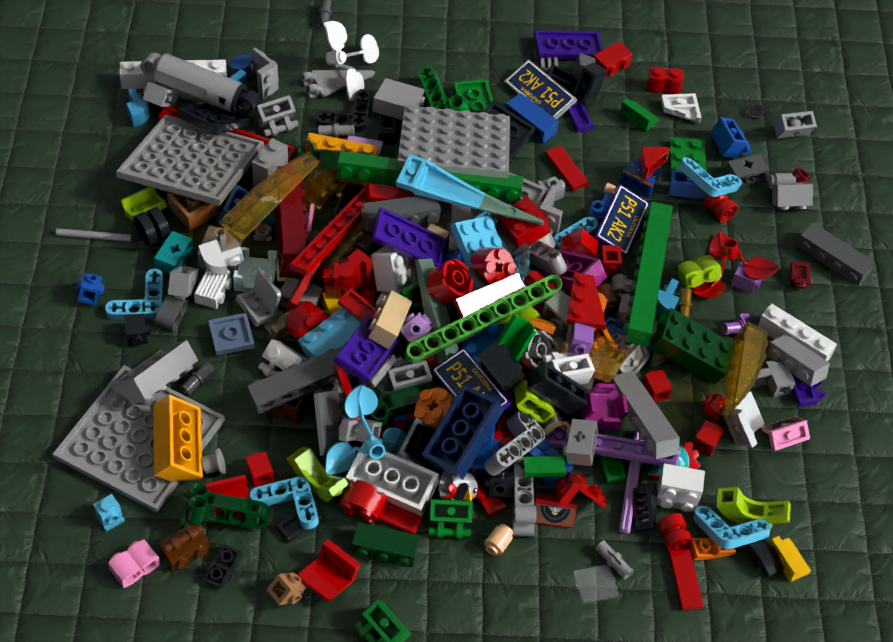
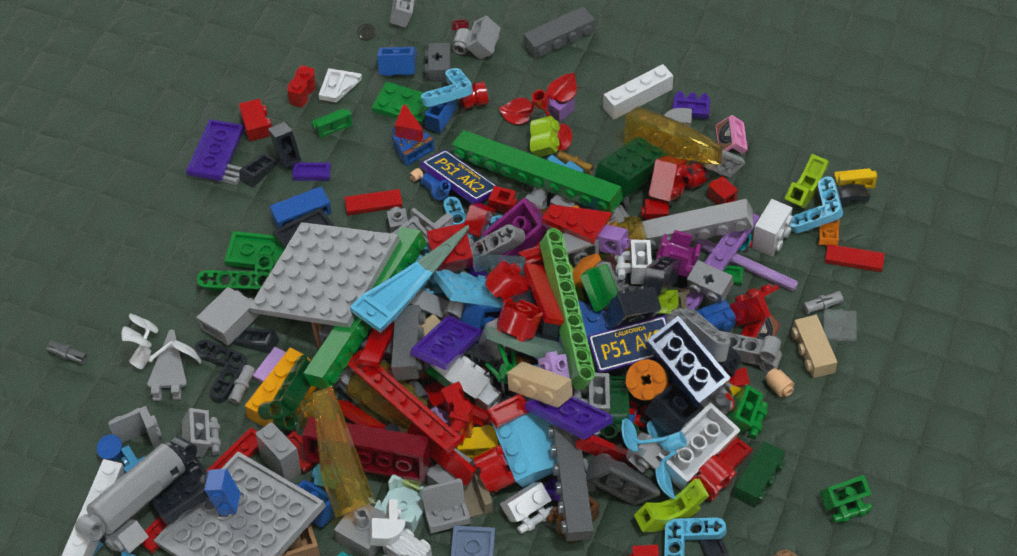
camera: 65 degrees left, 0 degrees up
(207, 132) = (222, 491): none -> blue brick
(325, 209) = (358, 416): none -> red tile
(330, 572) = (777, 526): red bracket -> none
(540, 89) = (260, 192): tile -> none
(544, 466) = (724, 317): green tile -> none
(555, 561) = (814, 346): none -> tan brick
(581, 61) = (257, 144): dark grey brick -> none
(641, 495) = (766, 255): black slope -> none
(673, 529) = (812, 248): red wheel -> none
(692, 378) = (668, 178): none -> brick
(735, 327) = (612, 130): medium lavender piece -> none
(798, 359) = (669, 96): light grey brick -> none
(800, 274) = (570, 64): dark red bracket -> none

